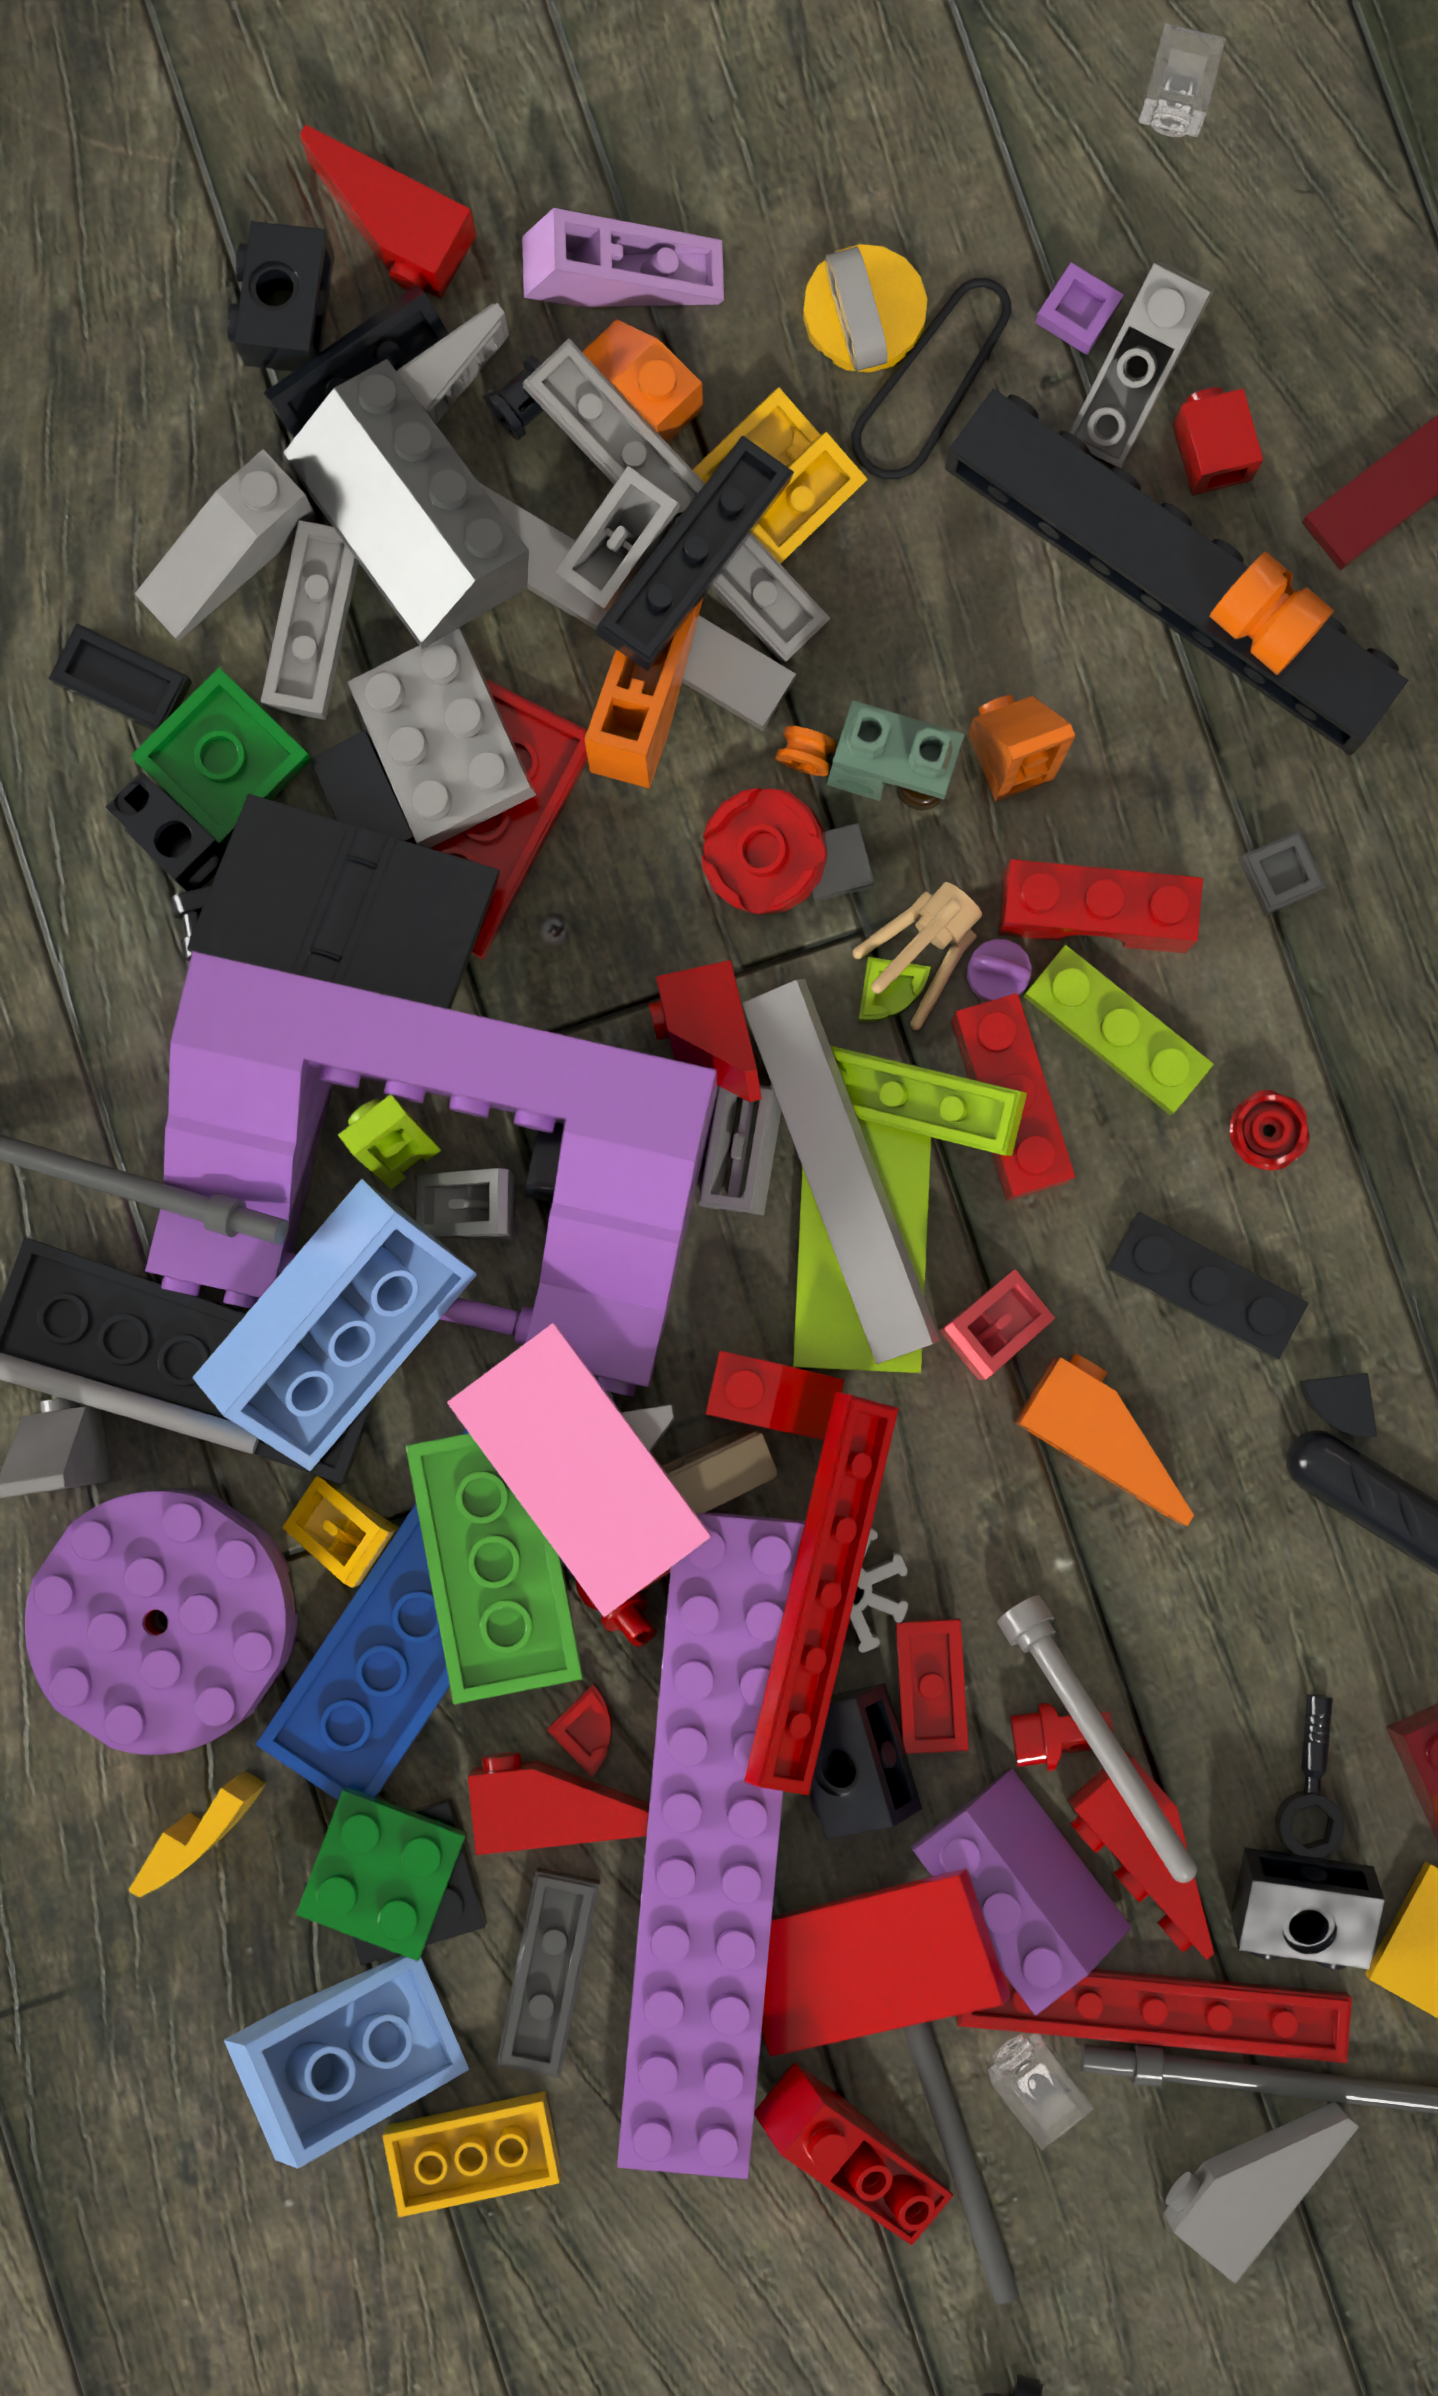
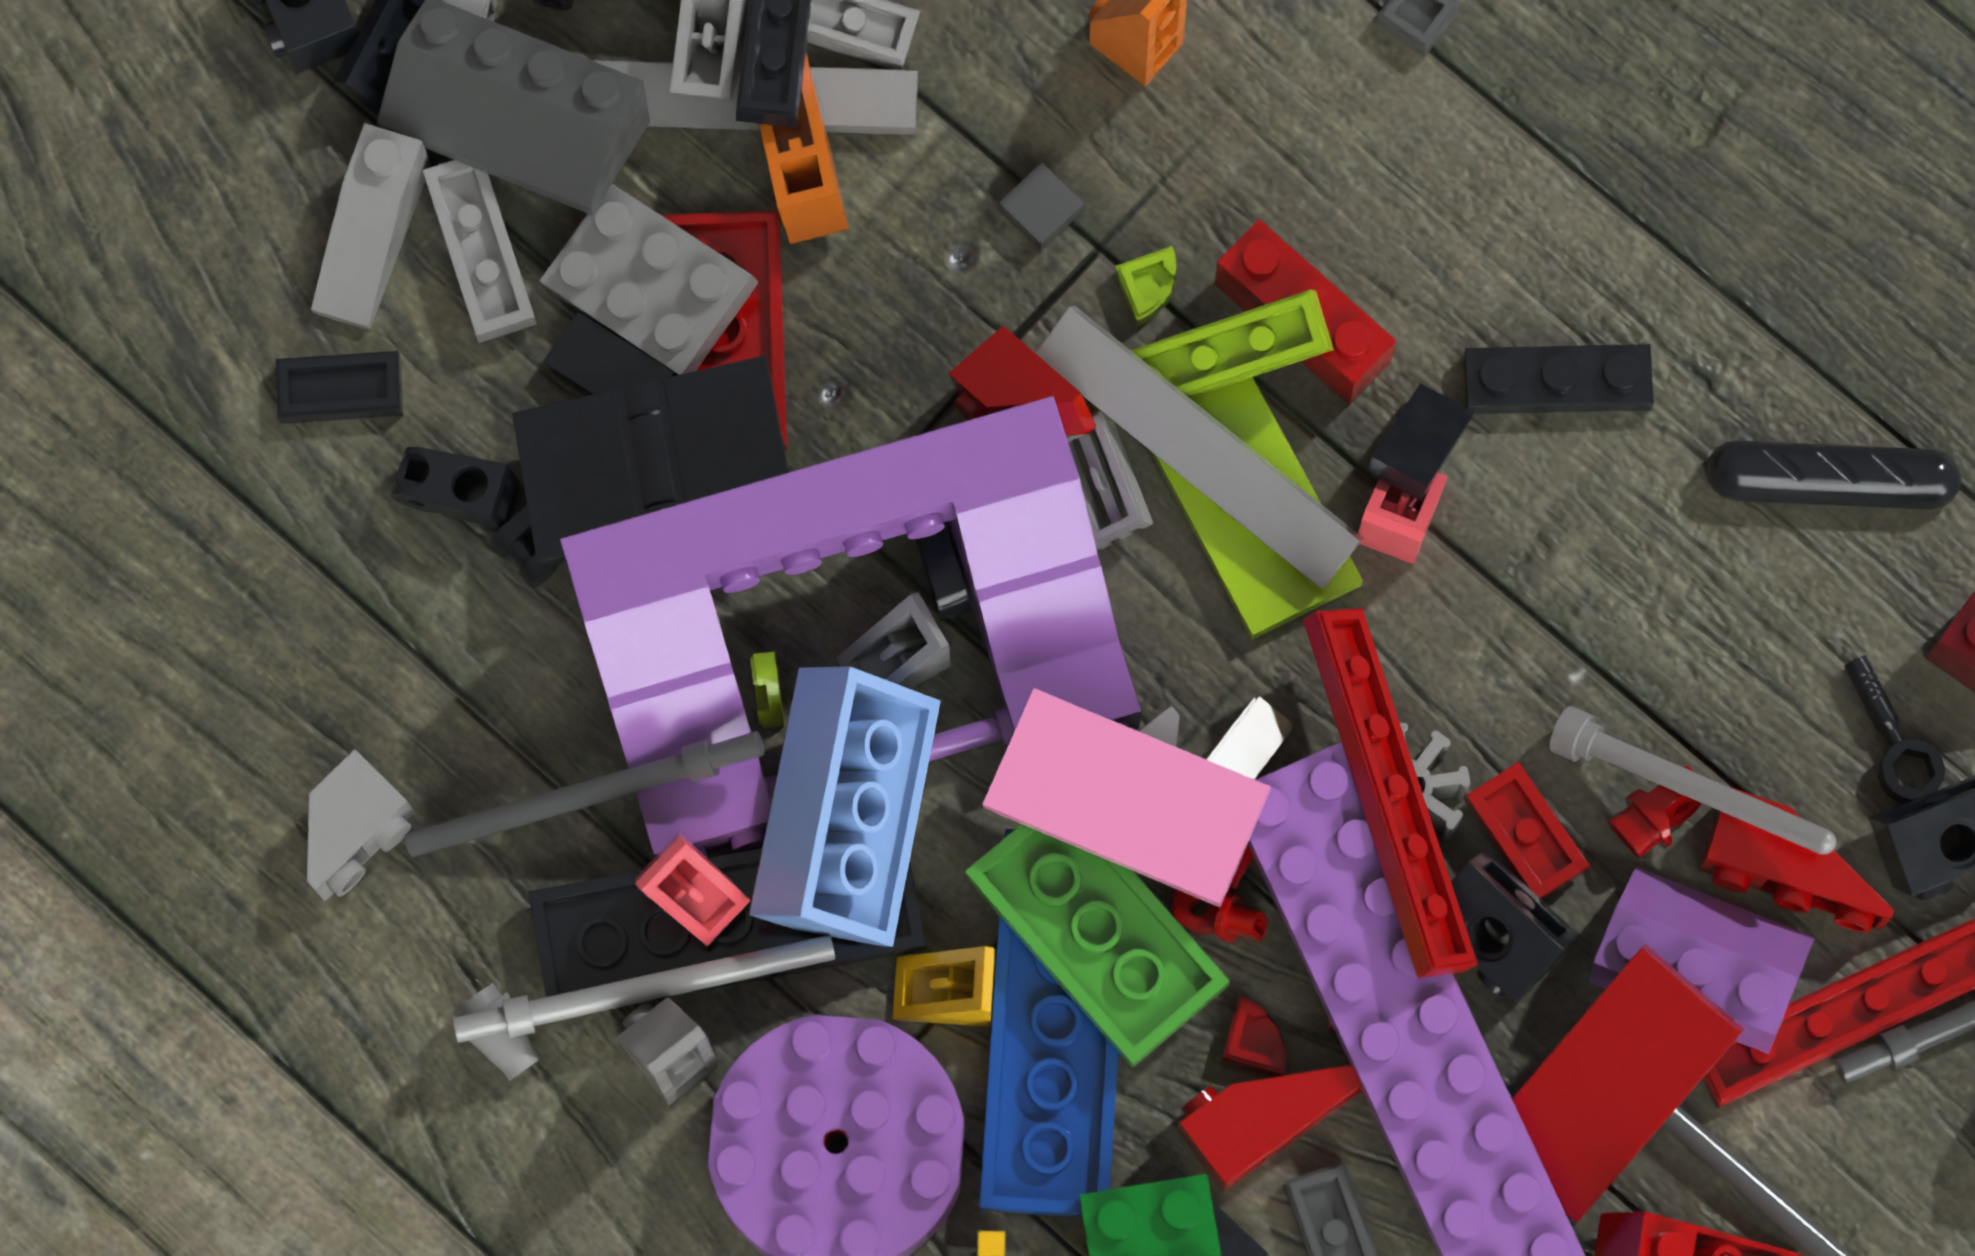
camera: 35 degrees left, 10 degrees down
(154, 1320) = (691, 889): none -> coral slope
(218, 752) = (465, 396): green plate -> none
(340, 1171) = (767, 689): none -> lime tile
(388, 1139) = (804, 619): lime plate -> none
(764, 851) = (976, 227): red tile -> none
(772, 1395) = (1248, 664): red slope -> none
(806, 751) = (964, 127): orange bush -> none
(894, 750) = (1041, 77): sand green hips -> none
(943, 920) = (1160, 202): tan plant -> none
(998, 970) = (1228, 217): medium lavender tile -> none
(1038, 2088) = (1817, 1114): clear brick -> none
(1045, 1278) = (1420, 441): none -> black tile
(1096, 1429) = (1537, 544): orange slope -> none
(1118, 1030) = (1359, 213): lime plate -> none
(1124, 905) = (1249, 129): red arch -> none
(1289, 1126) = (1536, 205): red plate -> none
(1343, 1403) = (1728, 411): black tile -> none

